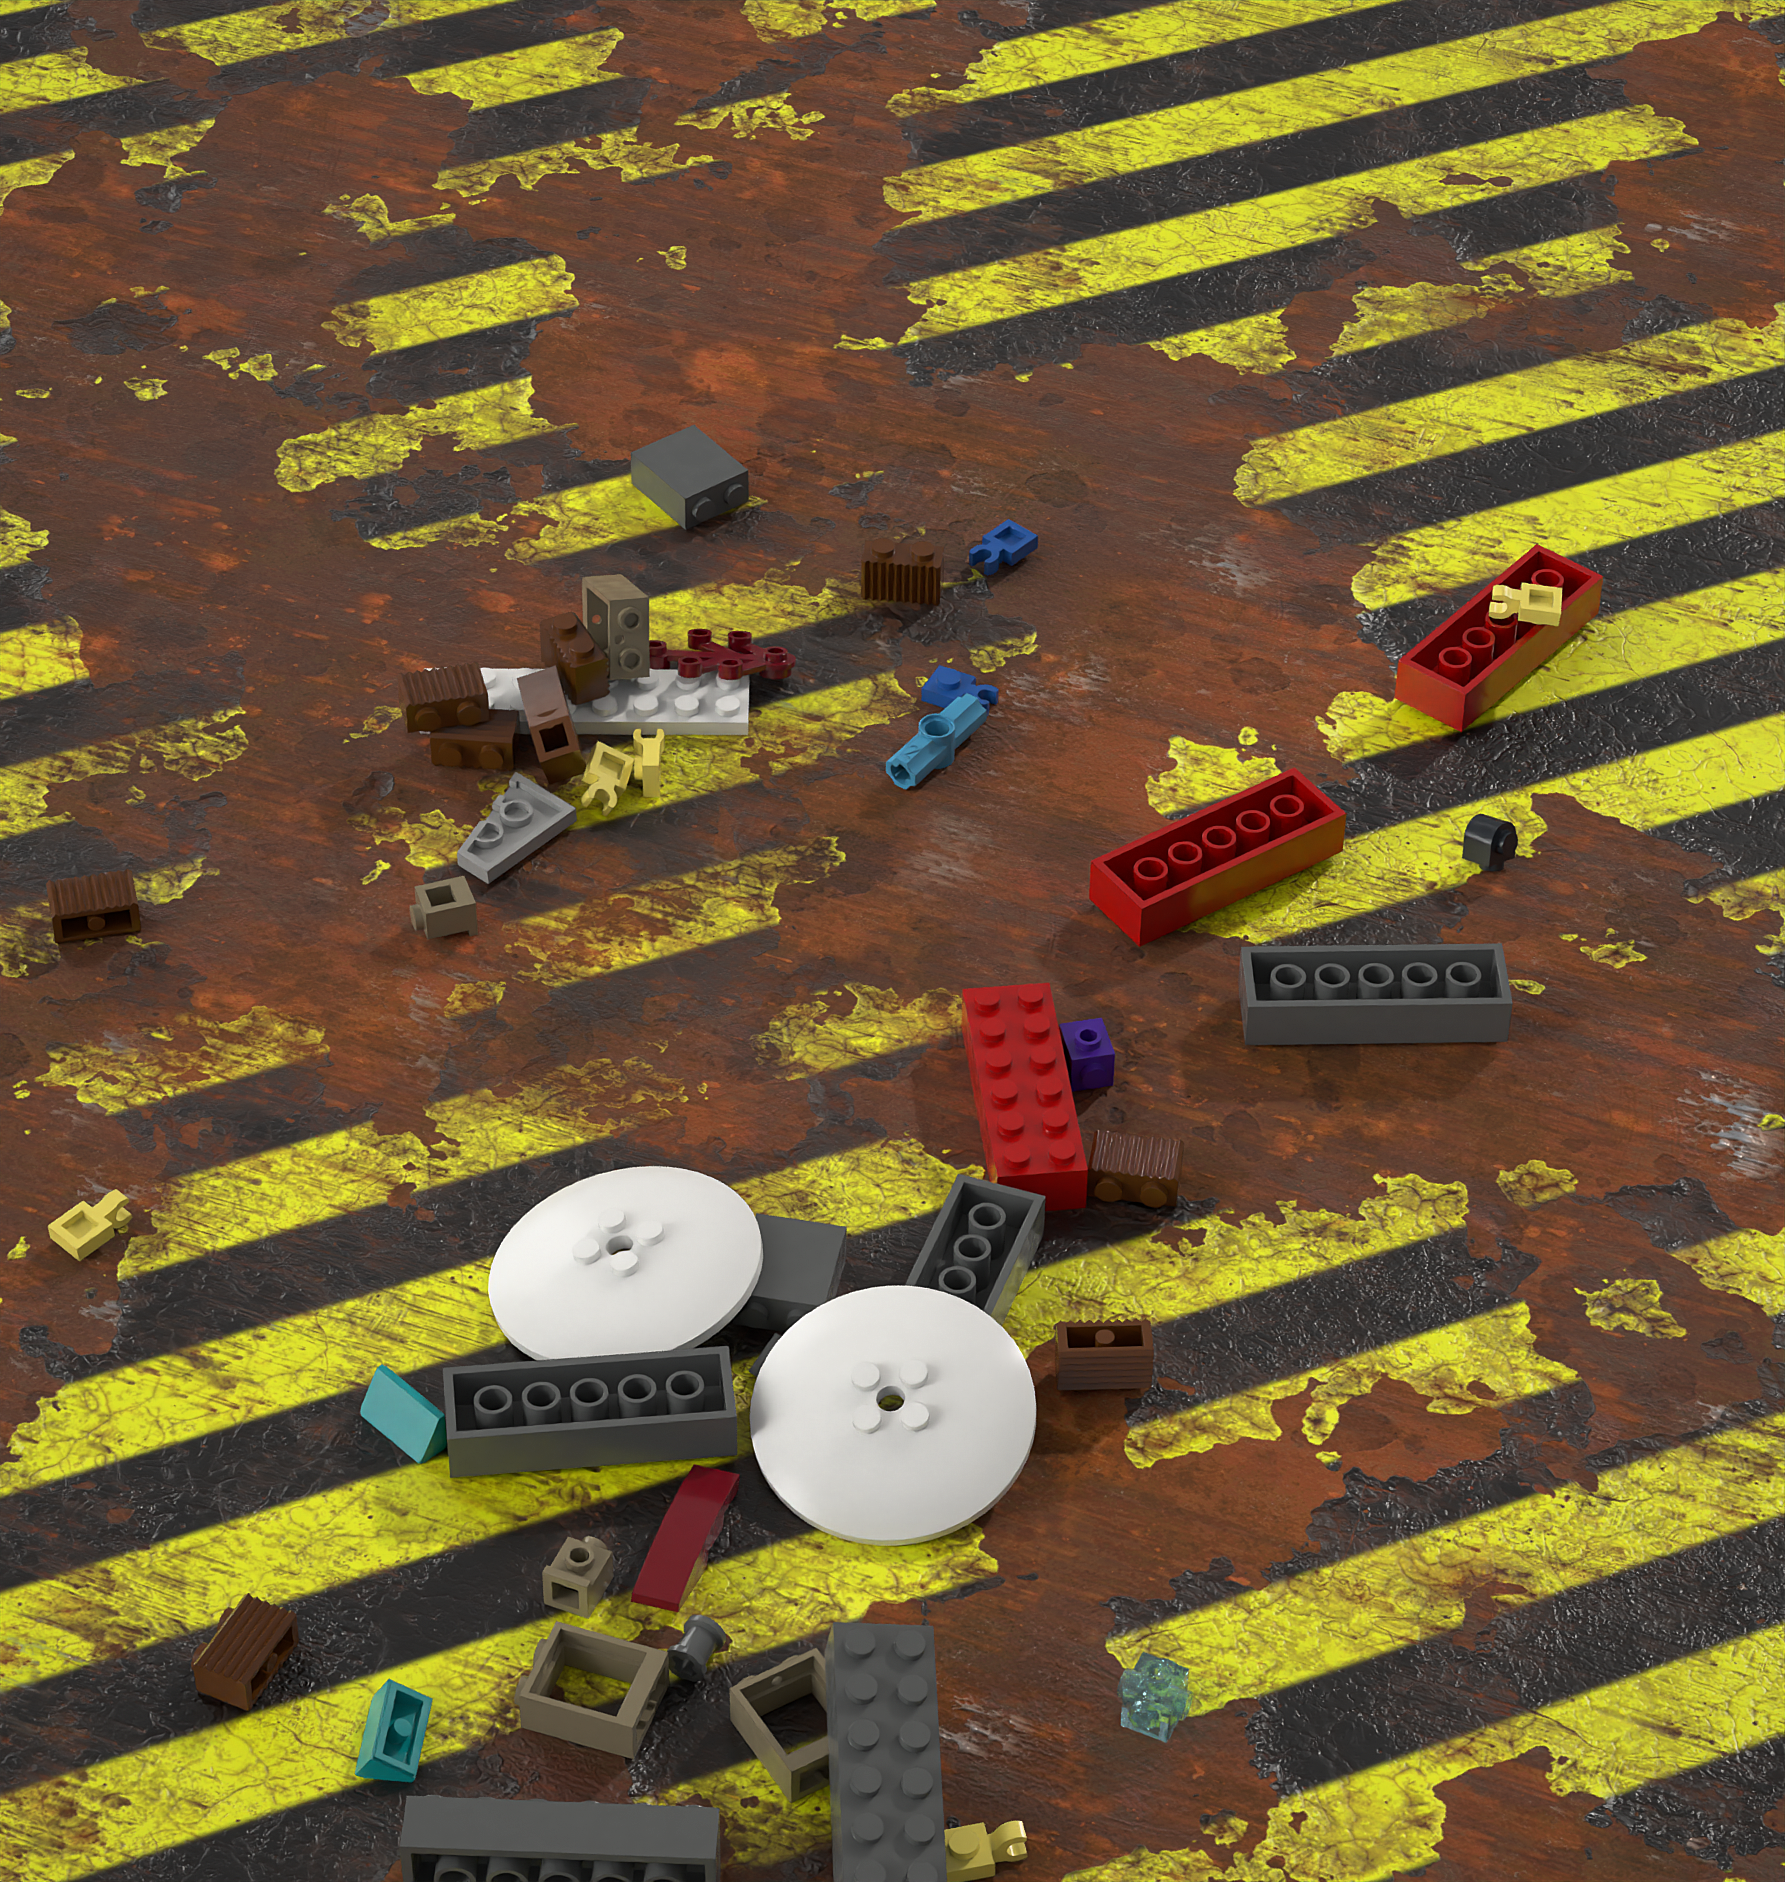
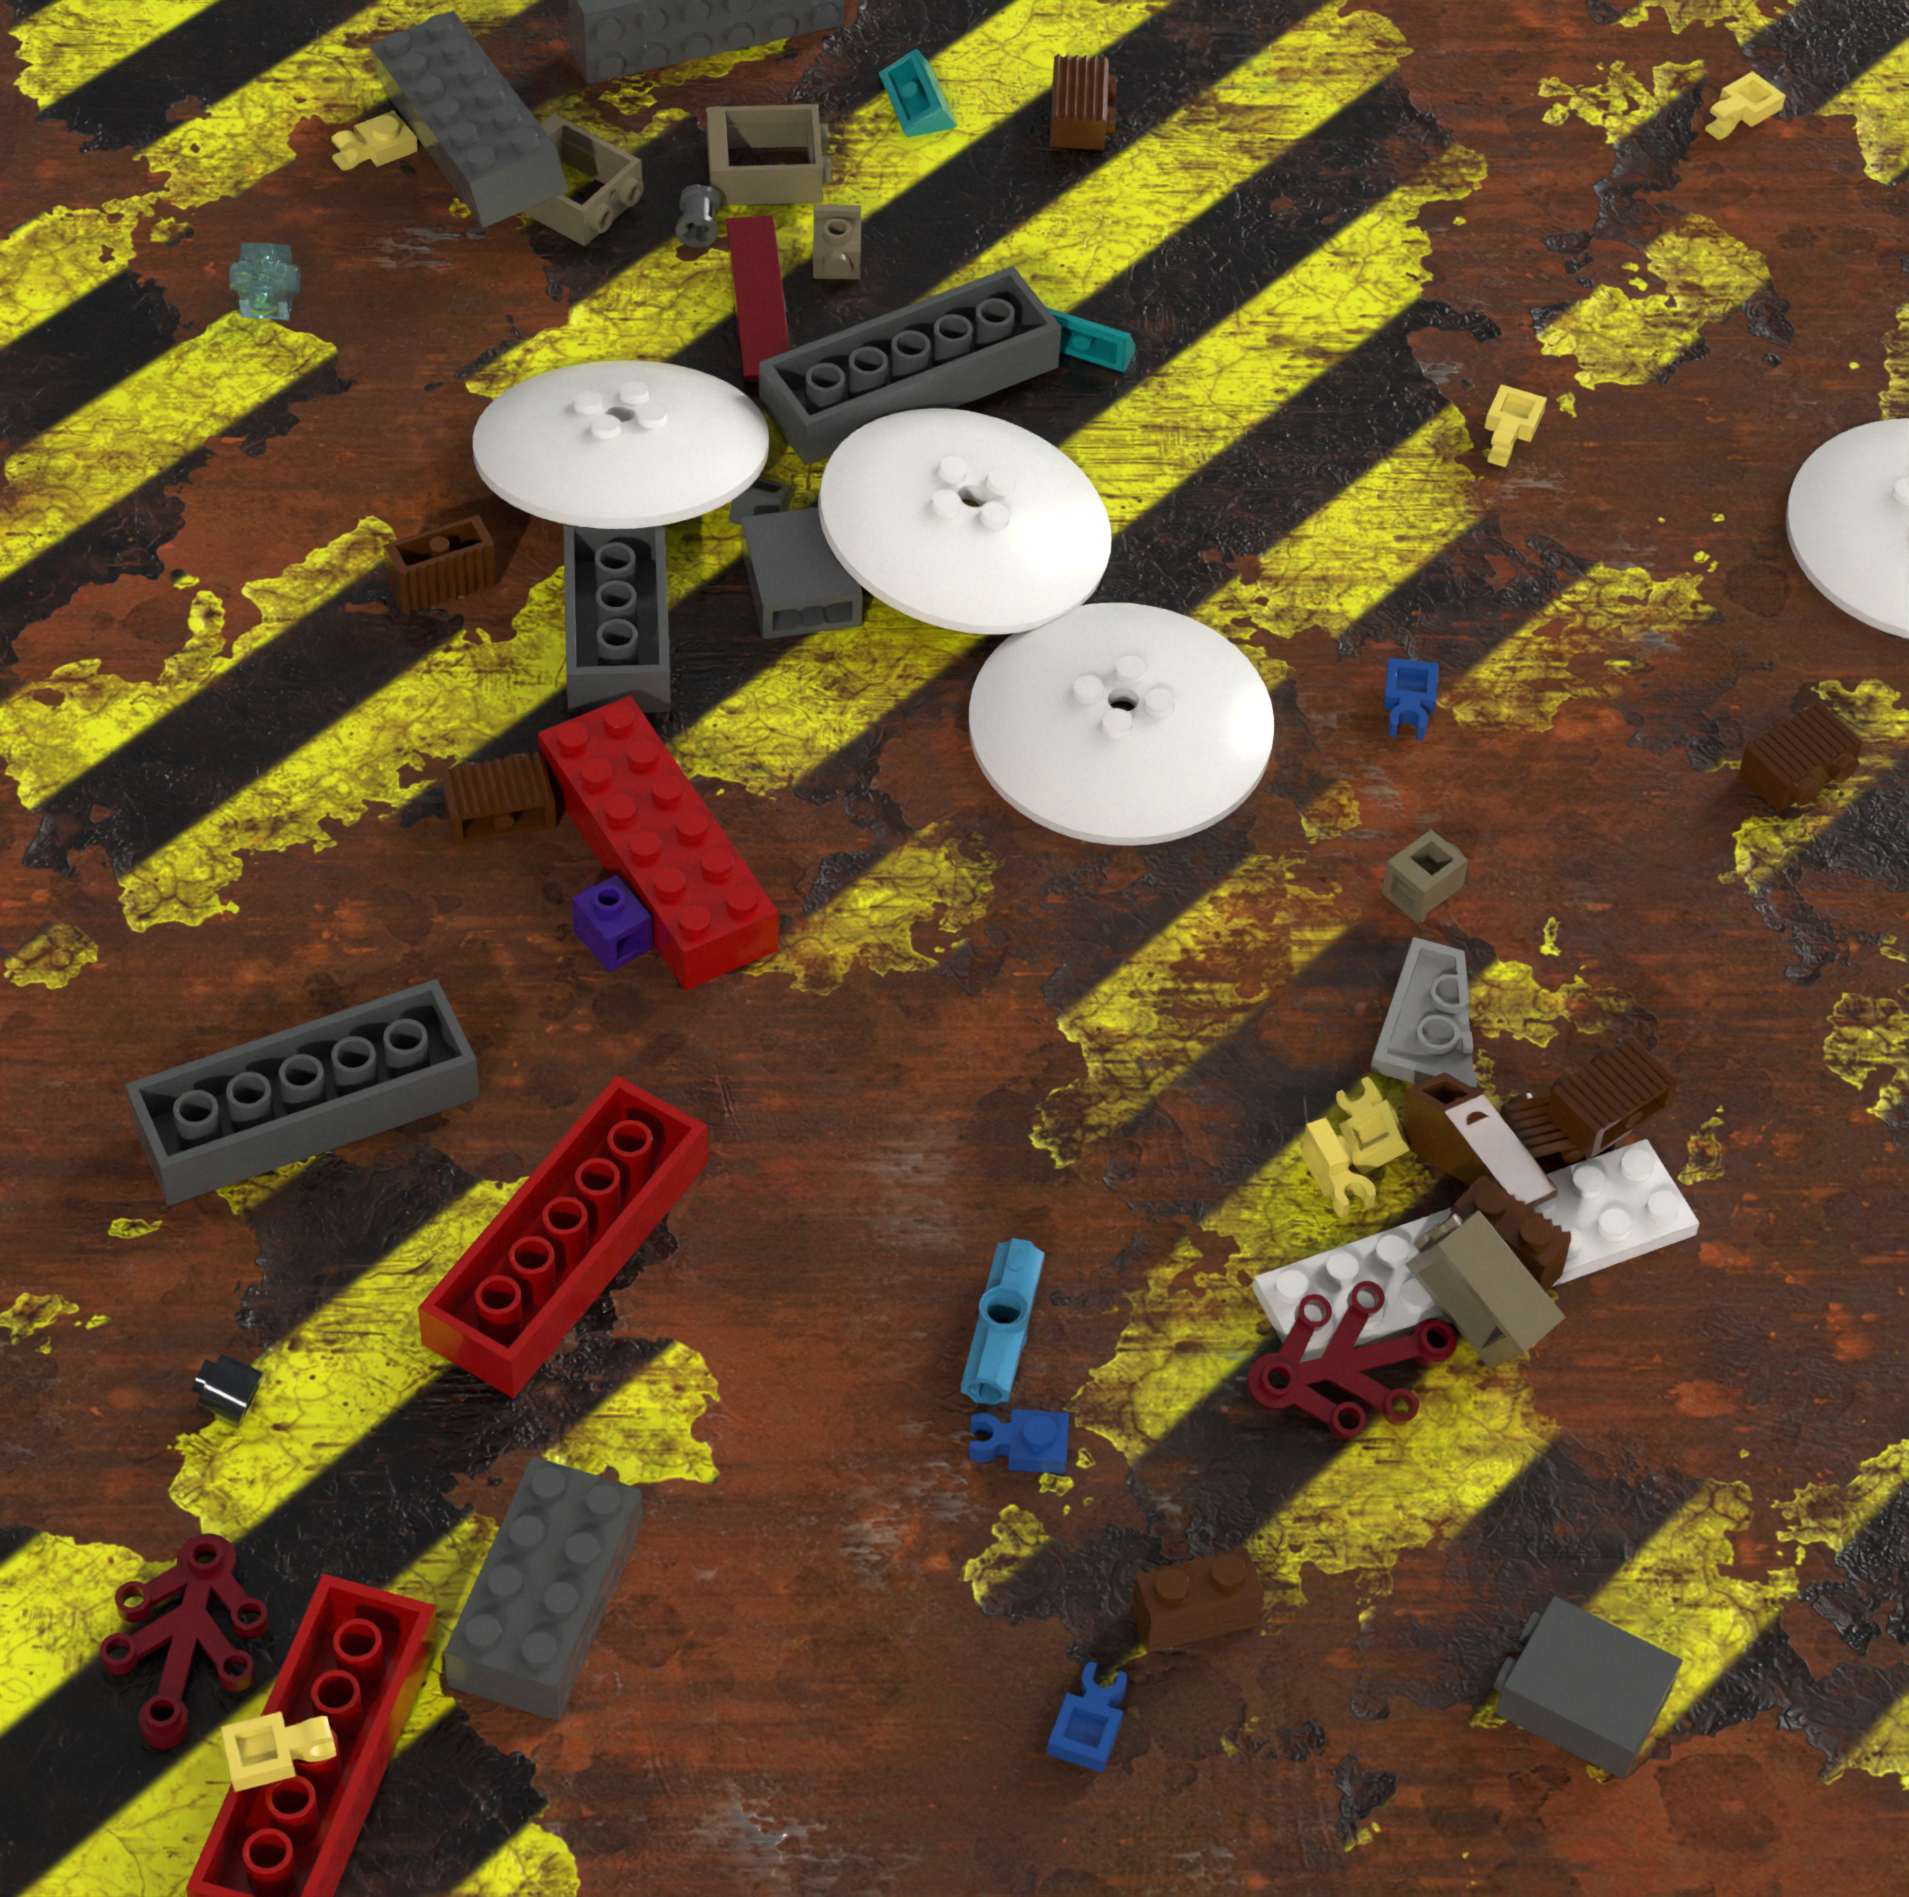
camera: 155 degrees right, 10 degrees up
(353, 1044) = (1410, 694): none -> blue plate
(544, 1131) = (1112, 773): none -> white dish
(1316, 687) = (544, 1588): none -> dark grey brick
(1537, 771) = (185, 1628): none -> dark red plant

